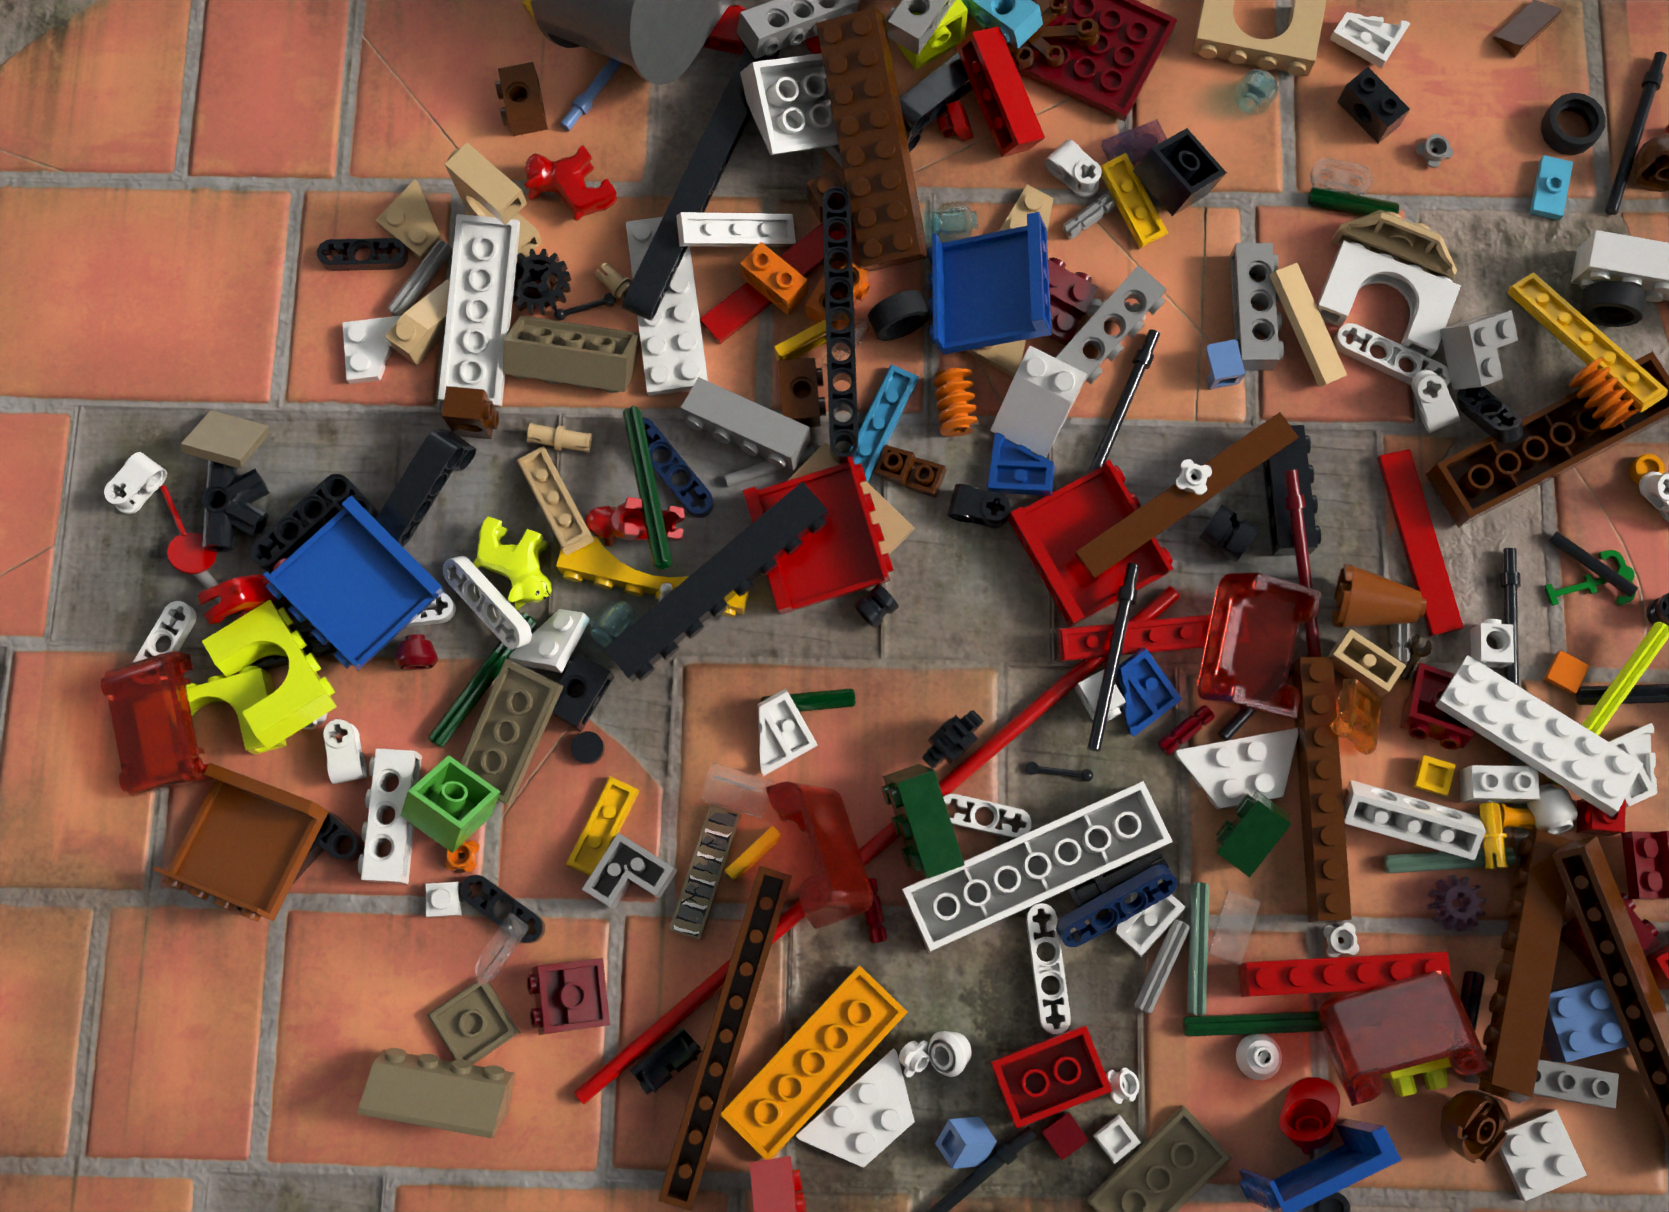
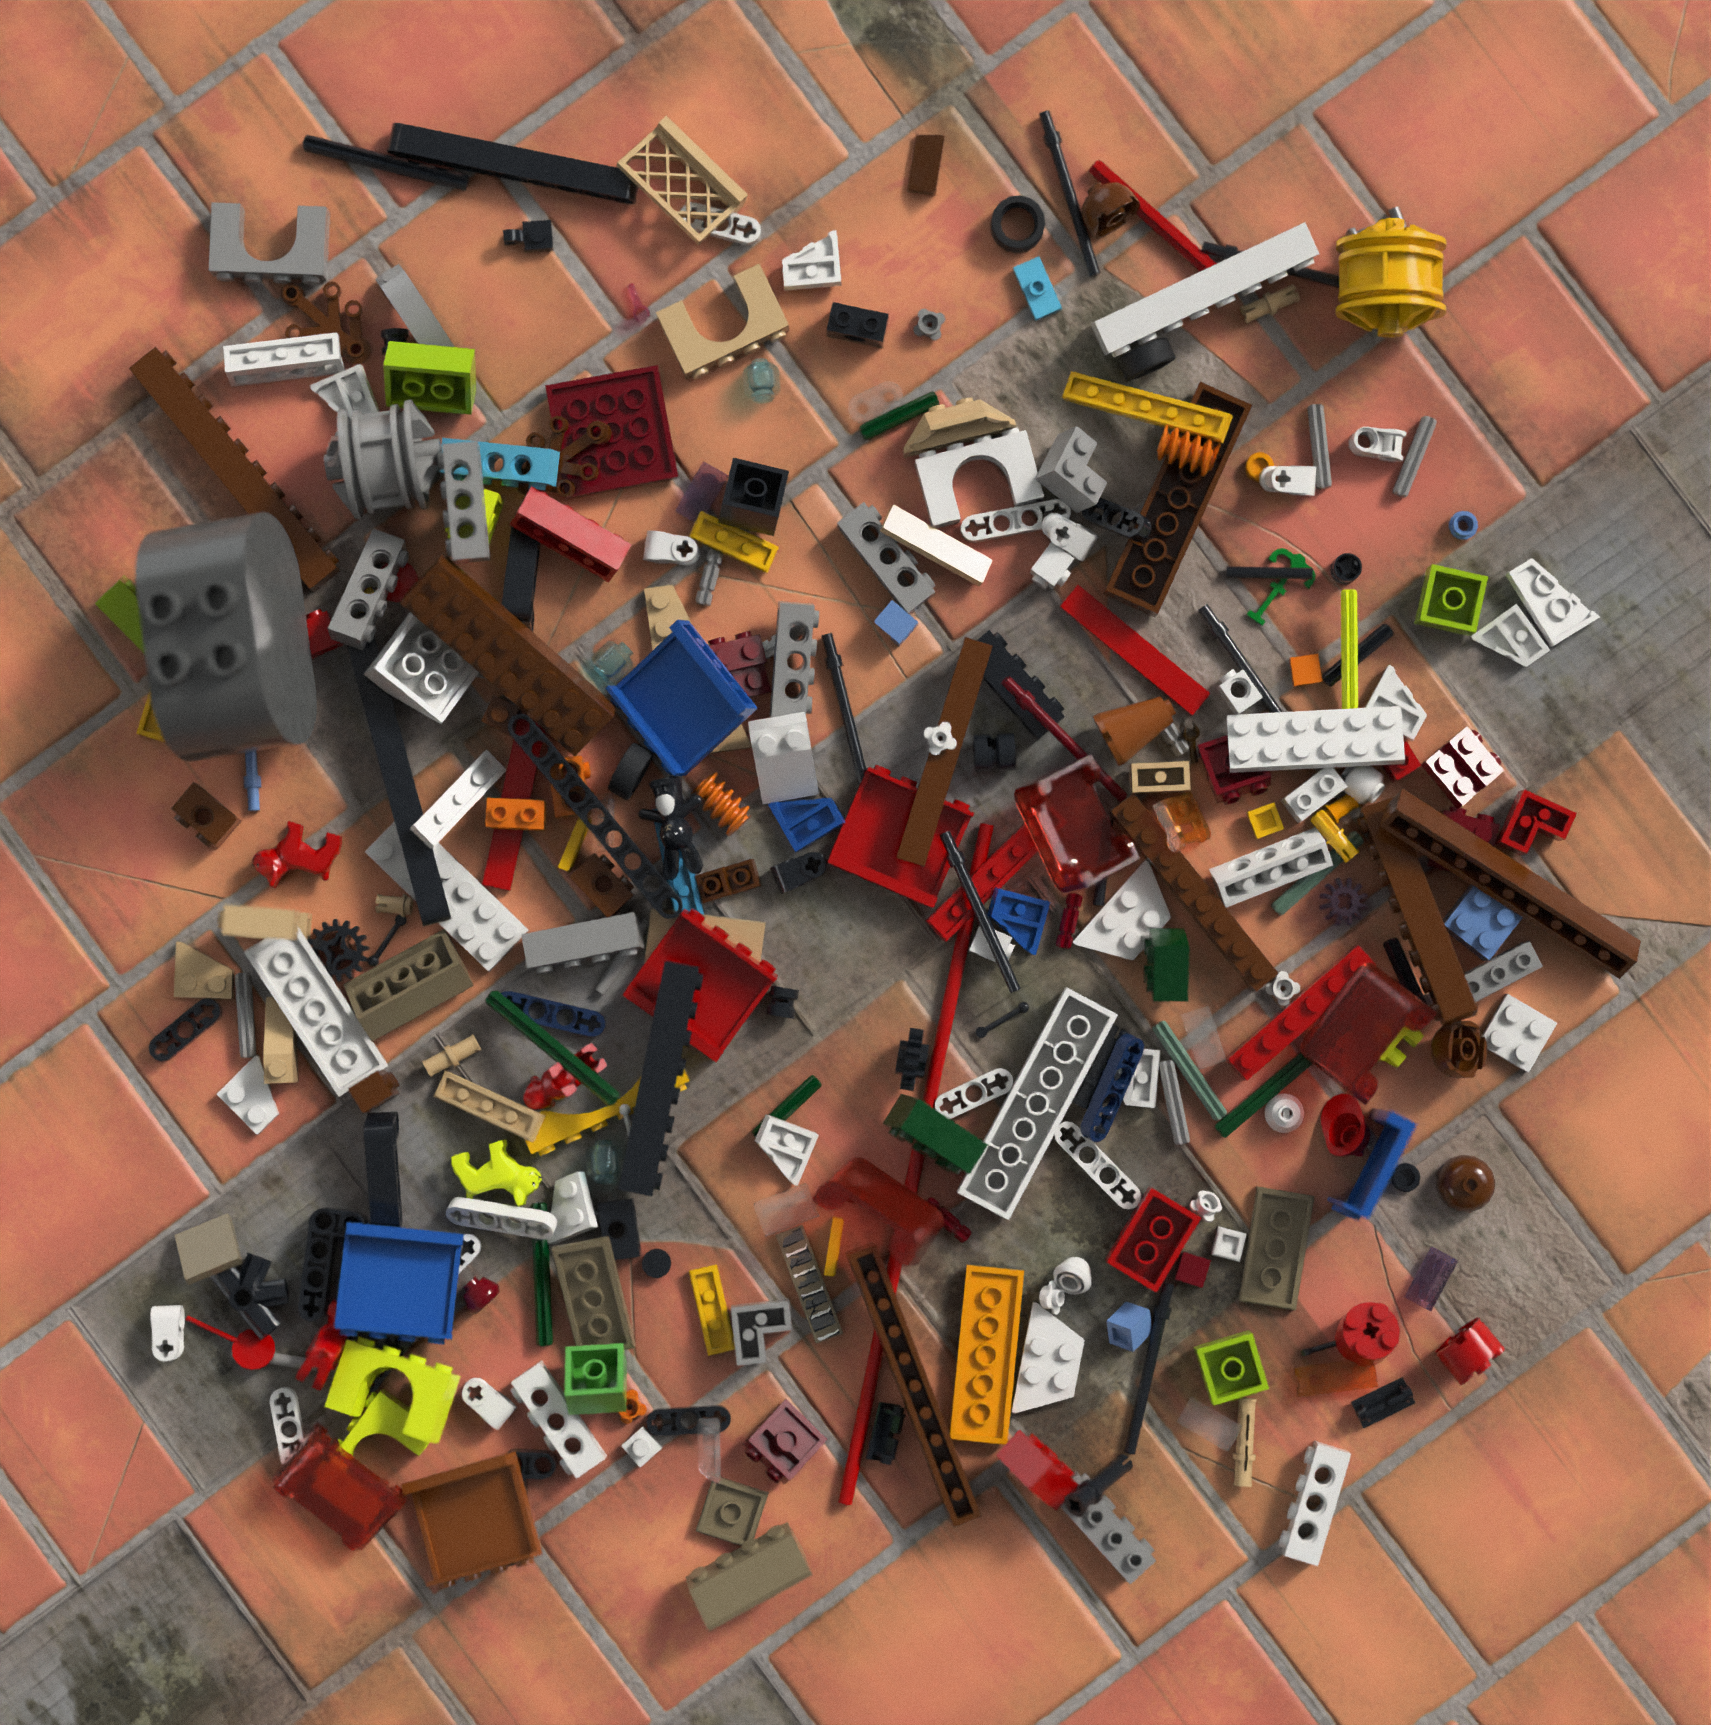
camera: 45 degrees left, 10 degrees up
(898, 390) = (675, 830): none -> black animal
(956, 123) = (553, 579): red tile -> none
(1397, 417) = (1052, 567): none -> white brick

